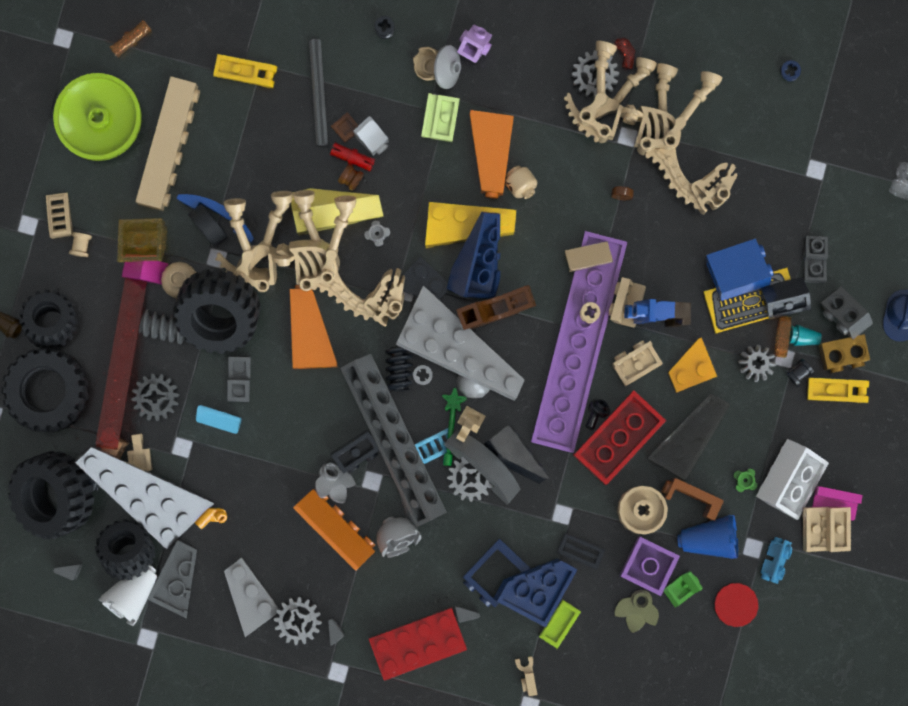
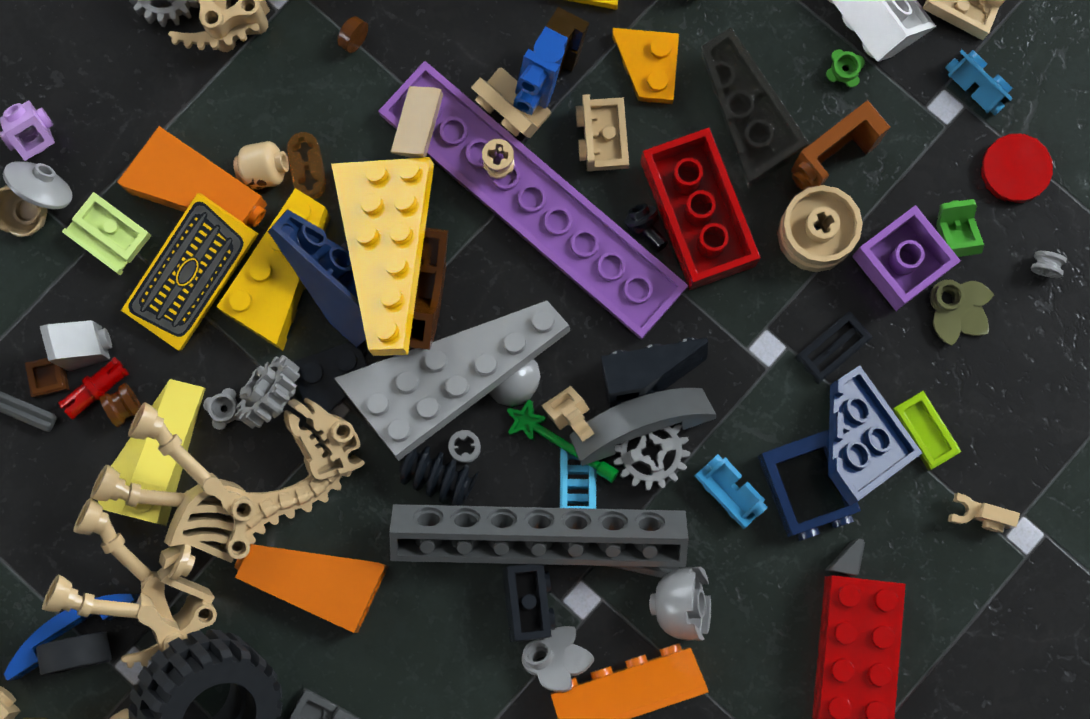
camera: 60 degrees left, 5 degrees down
(397, 253) = (267, 391): none -> light grey gear
(441, 176) = (189, 271): none -> tile
(467, 539) = (740, 503): none -> dark azure hinge
(520, 270) = (385, 230): none -> yellow wing
(537, 210) = (314, 164): none -> clear orange beam
(688, 648) = (1048, 264): none -> light grey bush
(711, 538) = (908, 151): blue cone -> none

